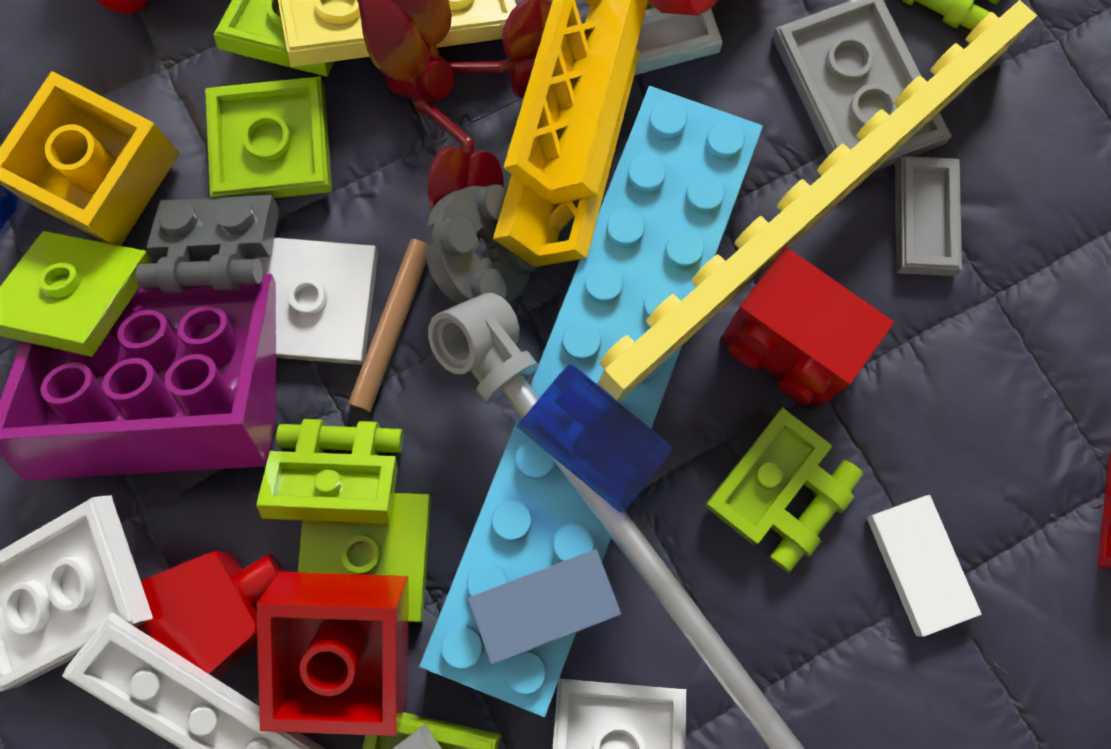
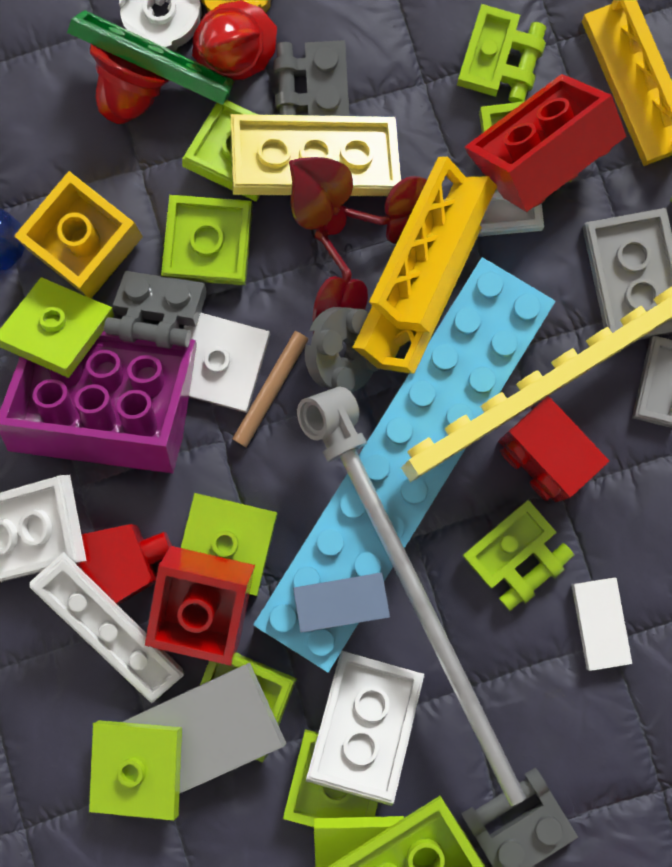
camera: 15 degrees right, 5 degrees up
(328, 485) = (212, 494): lime plate -> none
(595, 437) = (395, 500): clear blue slope -> none

